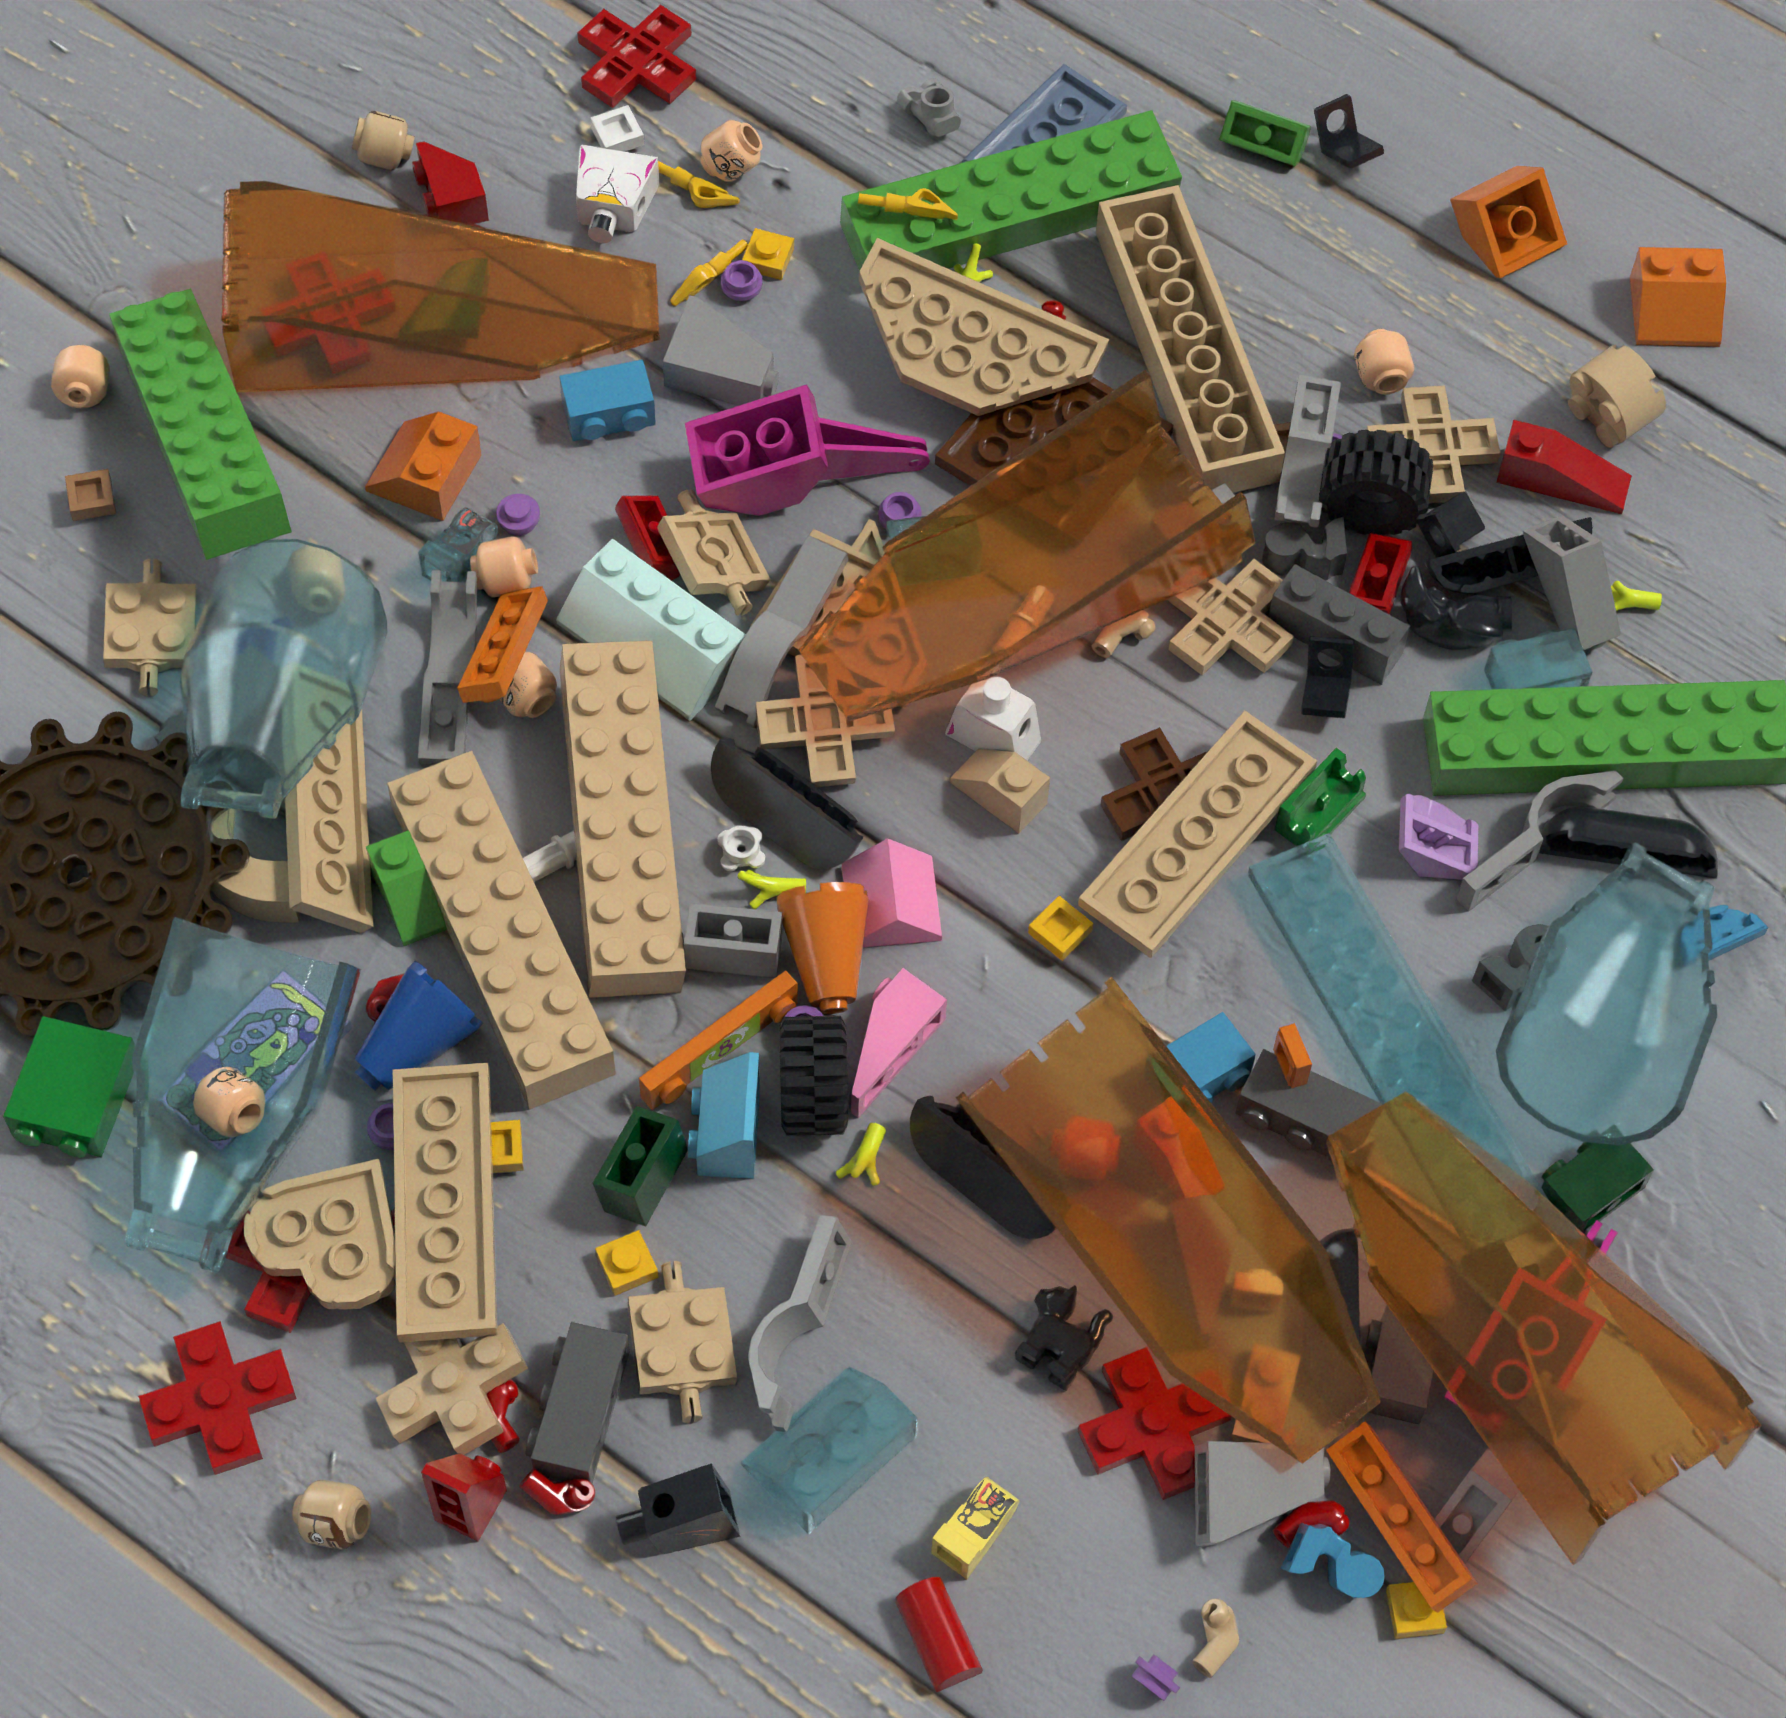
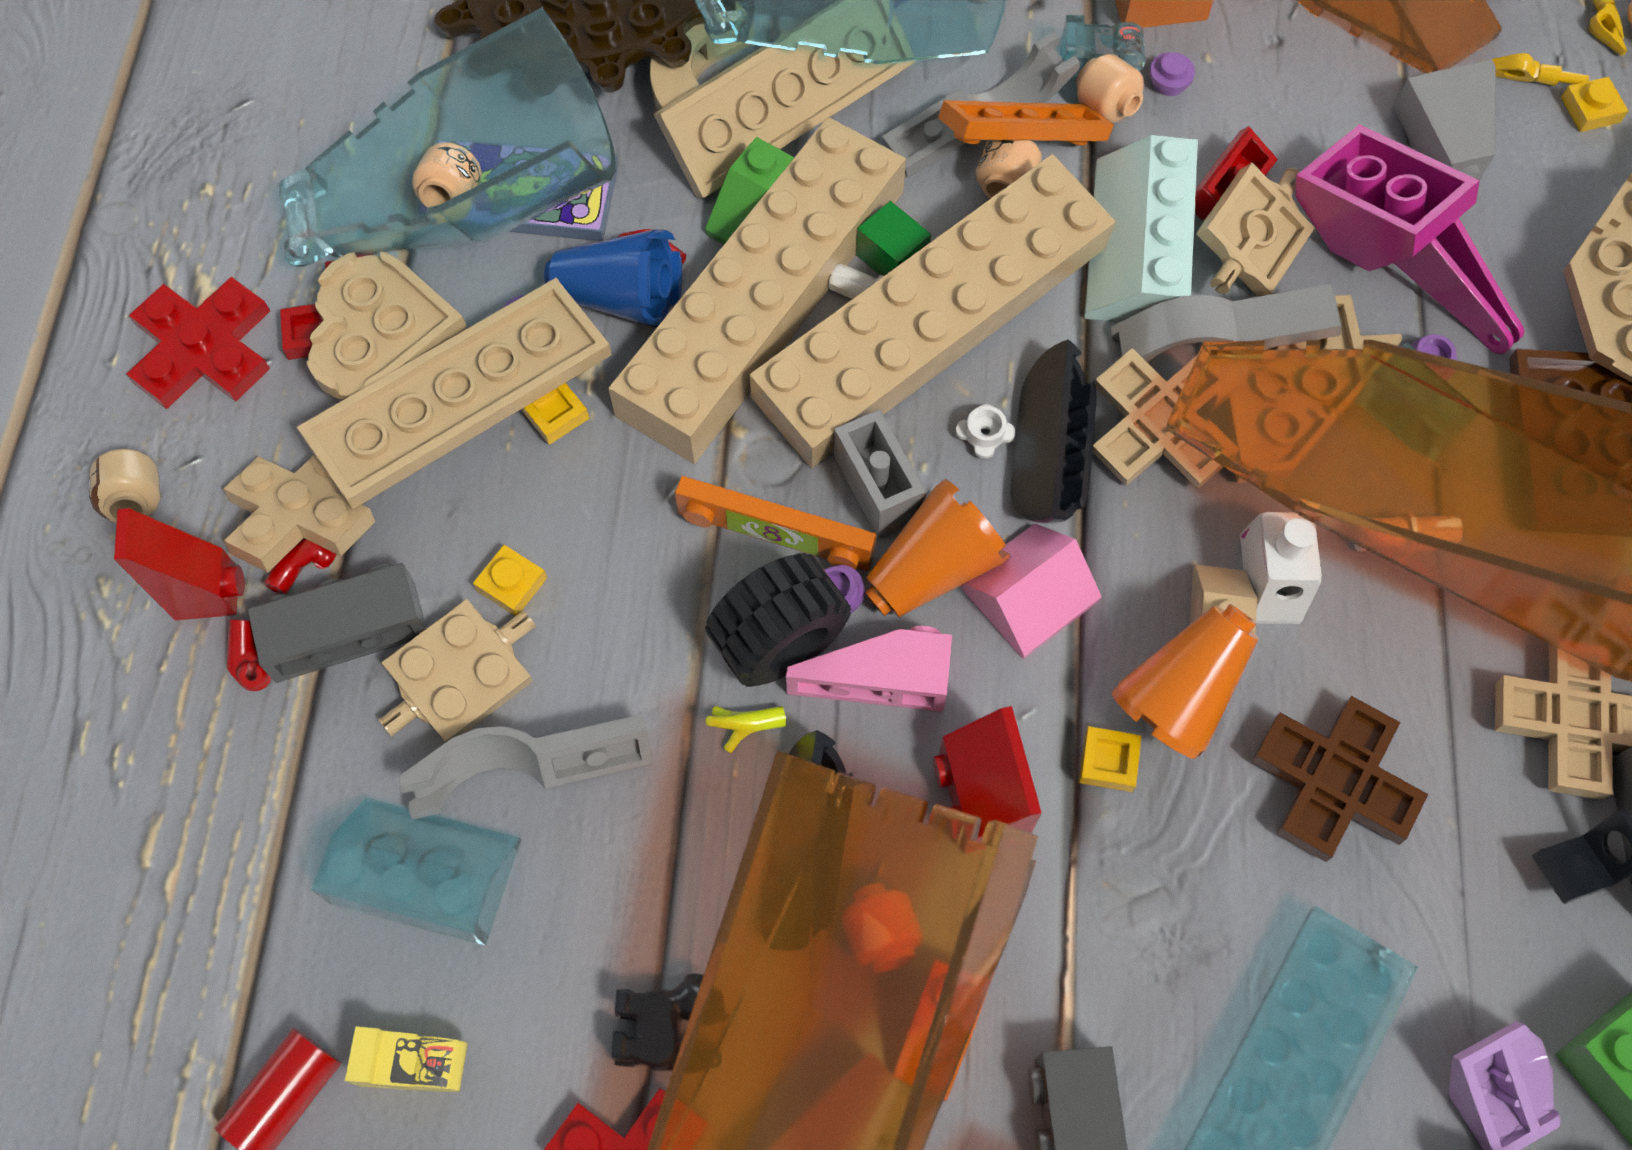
camera: 60 degrees right, 5 degrees up
(70, 1088) = (387, 60): green brick -> none
(533, 810) = (889, 239): none -> green brick
(607, 400) = (1336, 68): dark azure brick -> none
(640, 1166) = (597, 530): dark green brick -> none
(682, 1512) = (261, 765): black torso -> none
(727, 1118) = (693, 578): medium azure slope -> none
(741, 281) = (1547, 98): medium lavender plate -> none
(769, 886) = (965, 476): neon yellow bar -> none
(1024, 1006) = (989, 772): none -> red slope
(1047, 832) = (1190, 680): none -> orange cone
(1111, 635) = (1497, 632): tan arm -> none
(1197, 834) = (1312, 830): tan plate -> none
(1215, 1056) = (1054, 991): dark azure brick -> none
(1292, 1056) = (1116, 1084): orange tile -> none
(1321, 801) = (1450, 937): green hinge -> none

